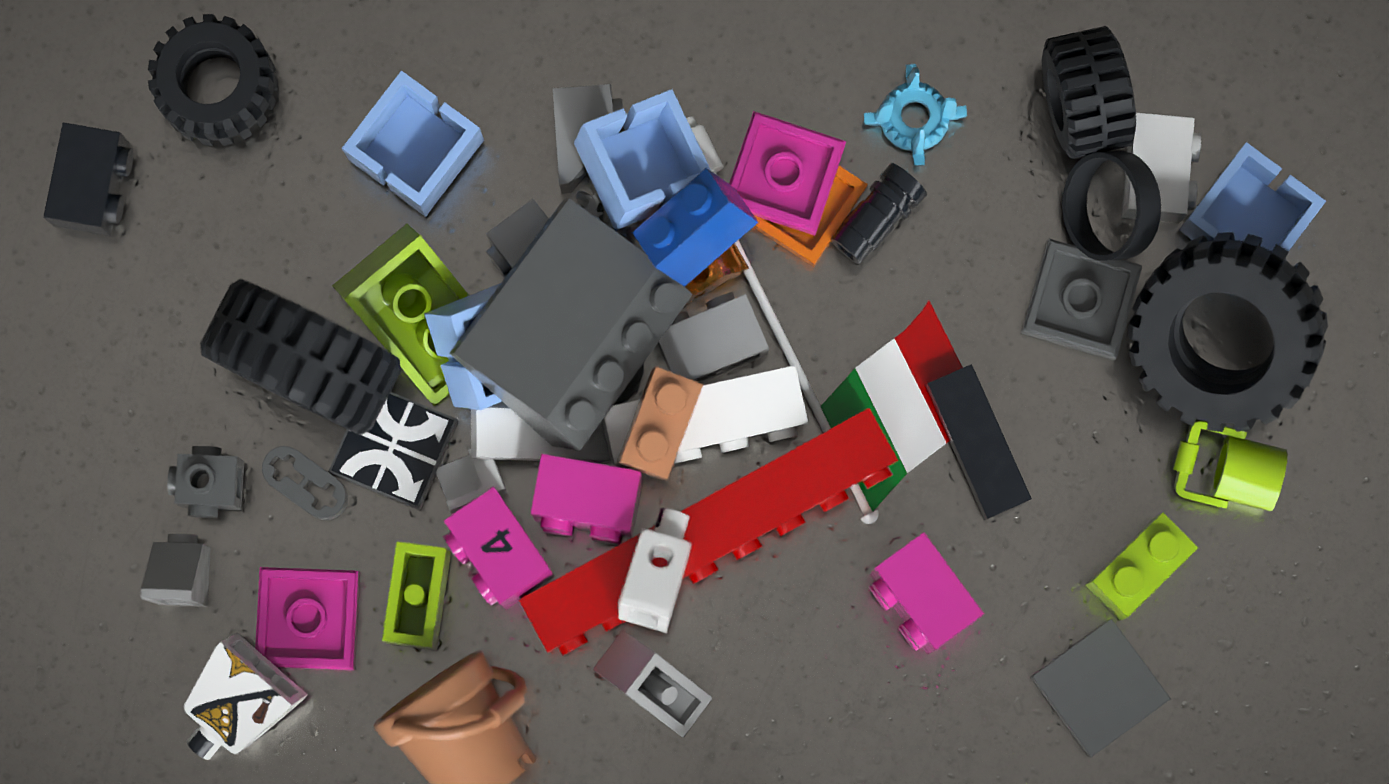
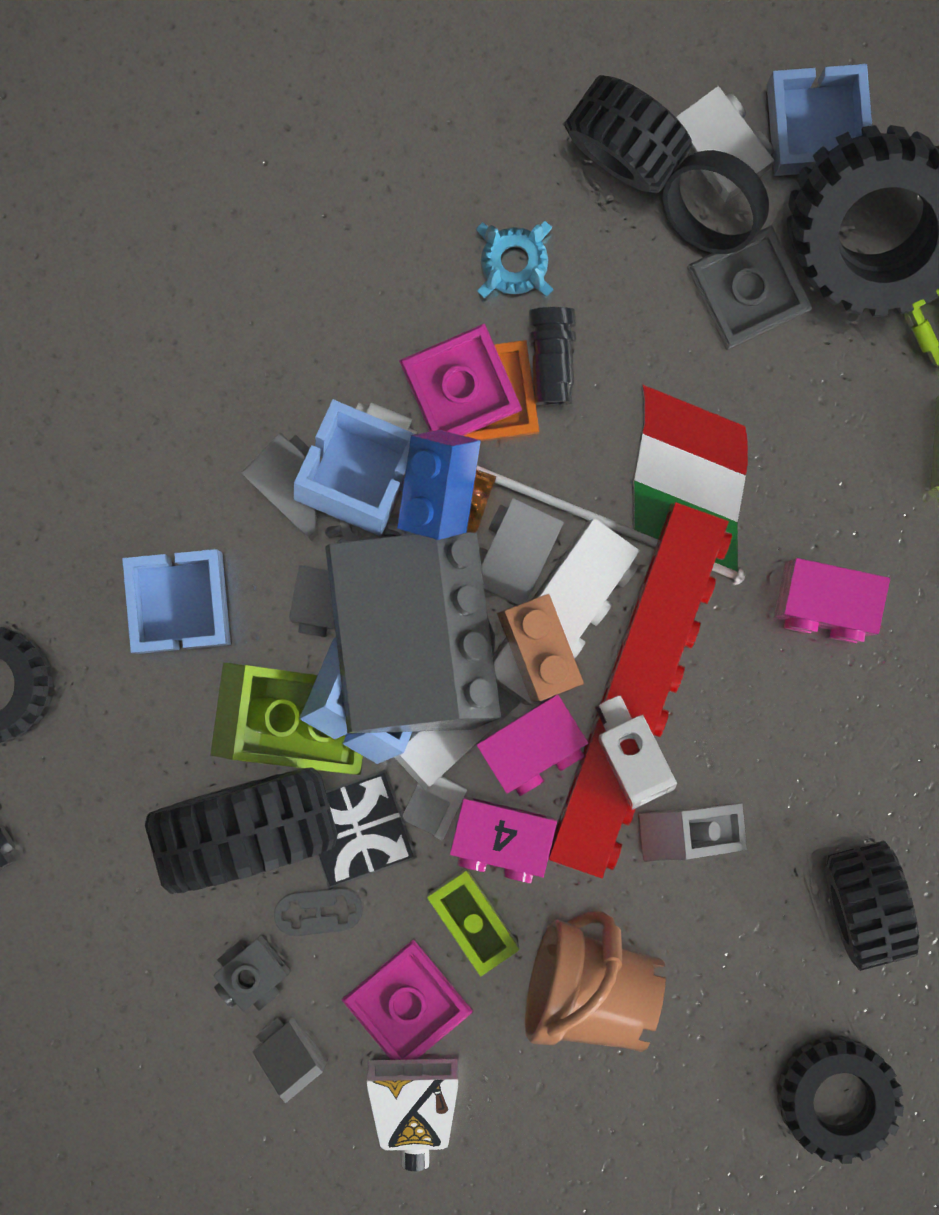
camera: 40 degrees left, 5 degrees up
(978, 442) = (768, 455): black tile -> none

